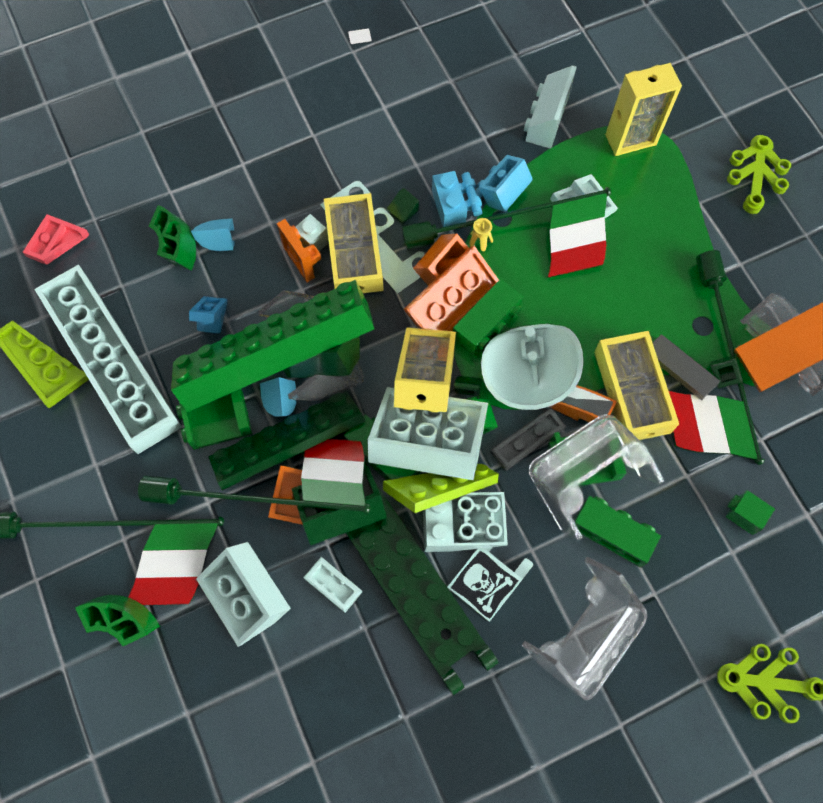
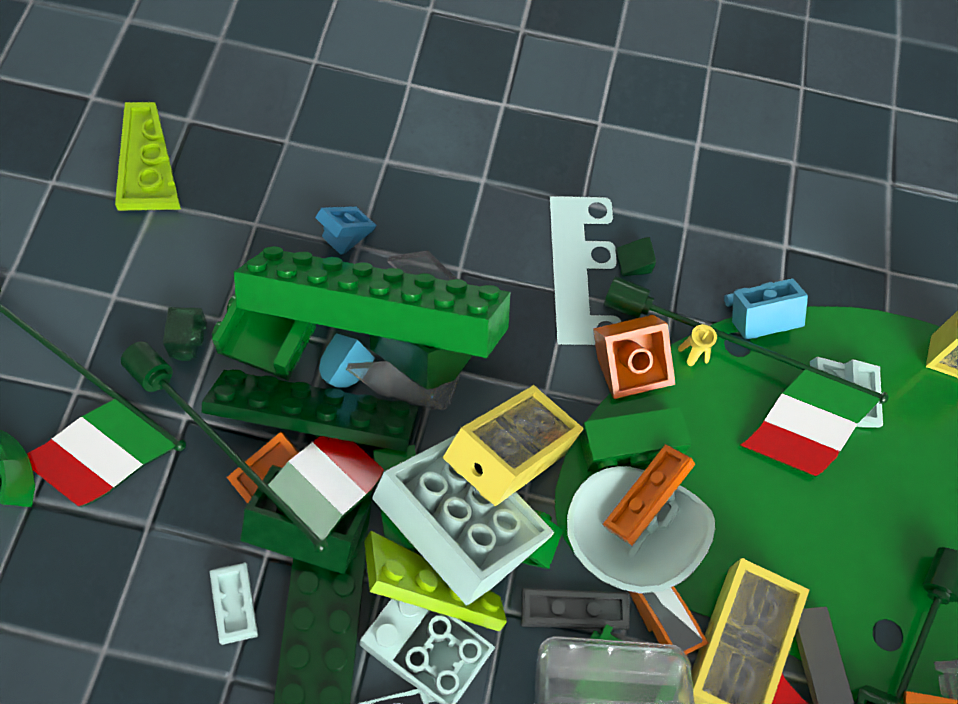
camera: 30 degrees right, 5 degrees down
(53, 239) = (258, 53): coral wing -> none
(108, 359) = (208, 202): light aqua brick -> none
(164, 452) = (184, 332): none -> clear green brick
(174, 238) = (371, 129): green brick -> none
(215, 234) = (416, 153): medium azure brick -> none
(242, 593) = (136, 538): light aqua slope -> none
(301, 257) = (485, 234): orange hinge -> none
(312, 233) = (512, 220): light aqua brick -> none
(354, 242) = (549, 258): clear brick -> none
(359, 36) = (729, 56): white sticker -> none
(450, 200) = (692, 283): medium azure brick -> none
(452, 293) = (614, 384): tile -> none
(467, 385) = (553, 497): dark green slope -> none
(522, 342) = (648, 494): none -> orange tile
(550, 107) = (885, 263): light aqua slope -> none

